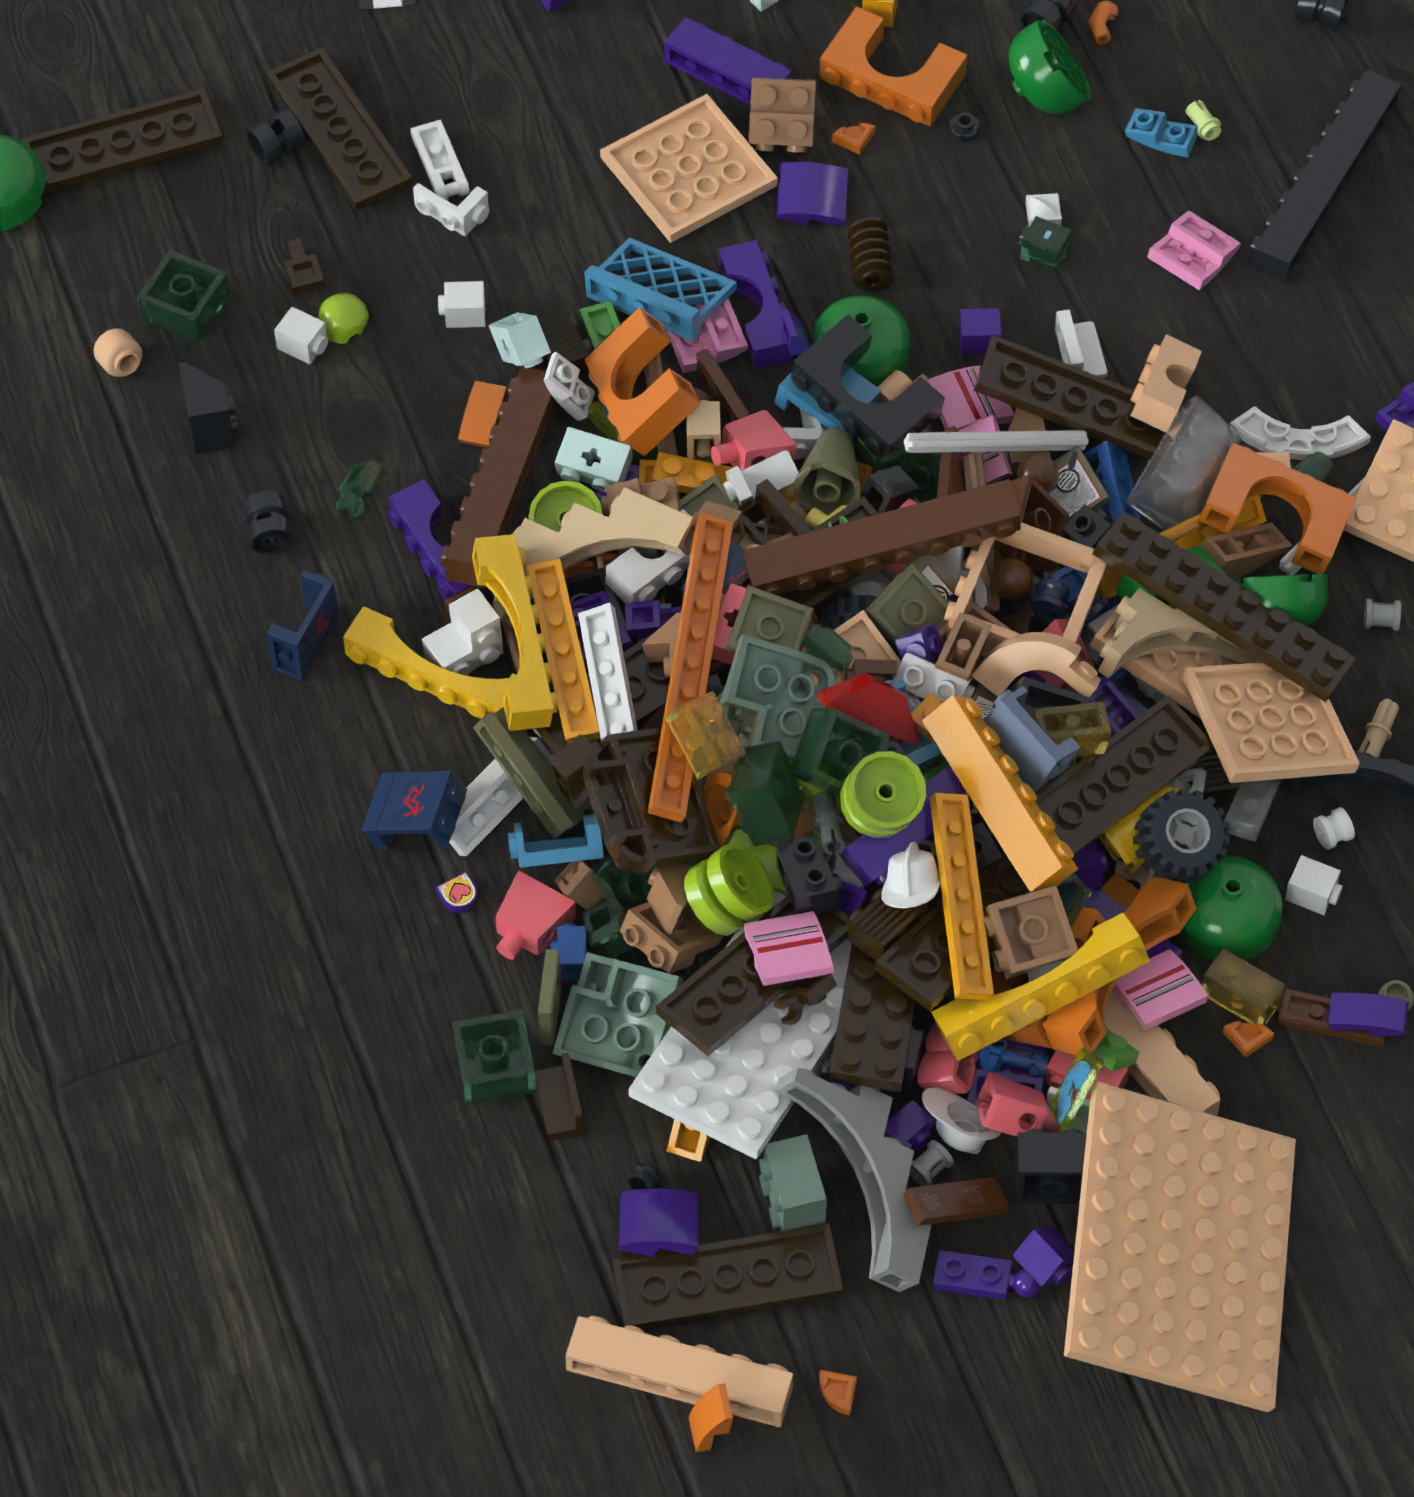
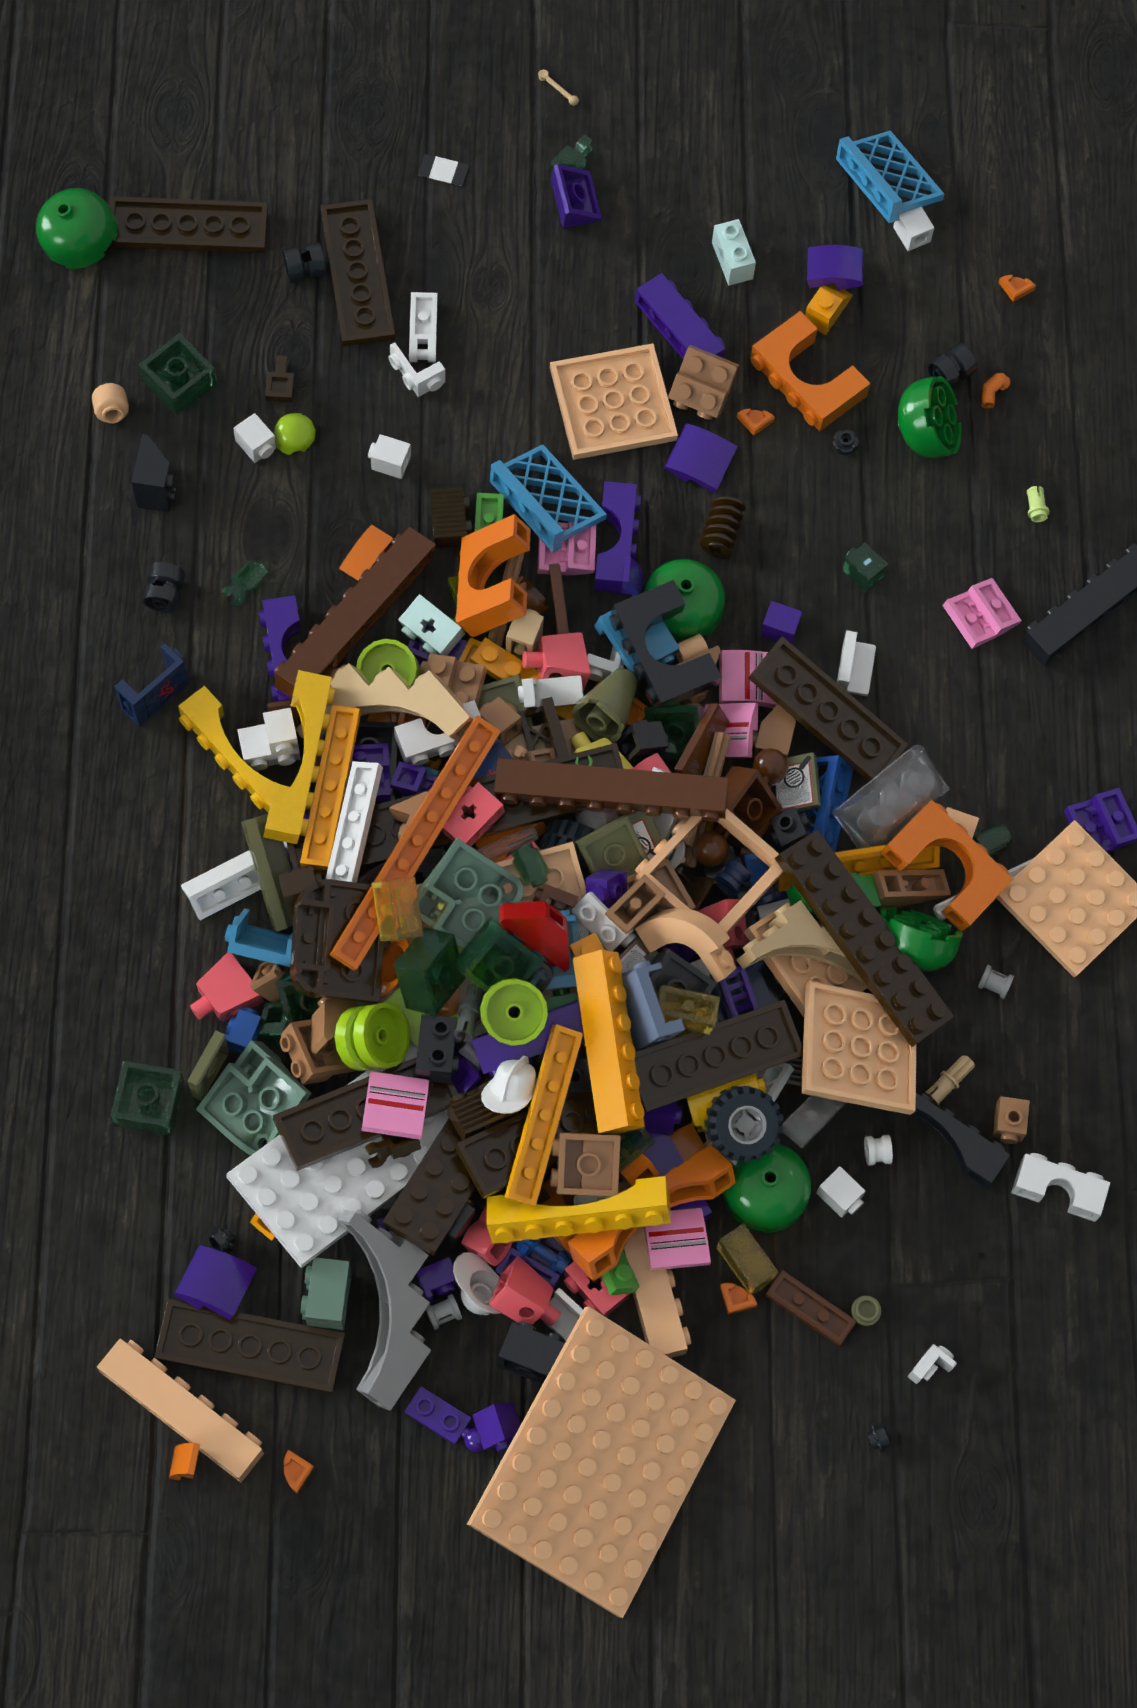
camera: 15 degrees right, 10 degrees up
(414, 805) = (172, 869): dark blue panel -> none
(458, 893) = (181, 948): tile -> none
(520, 339) = (417, 504): light aqua brick -> none
(559, 1100) = (185, 1150): dark brown panel -> none
(566, 388) = (437, 557): white slope -> none
(770, 619) = (492, 829): olive tile -> none
(956, 1201) = (447, 1354): reddish brown tile -> none
(995, 441) = (745, 728): white axle -> none
(1043, 206) = (877, 535): white tile -> none
(1075, 1087) = (574, 1300): slope -> none
(1156, 132) = (997, 502): dark azure slope -> none
(1164, 382) = (894, 736): light nougat arch -> none
(1275, 436) = (994, 809): white tile -> none
(1369, 1012) = (836, 1319): dark purple slope -> none

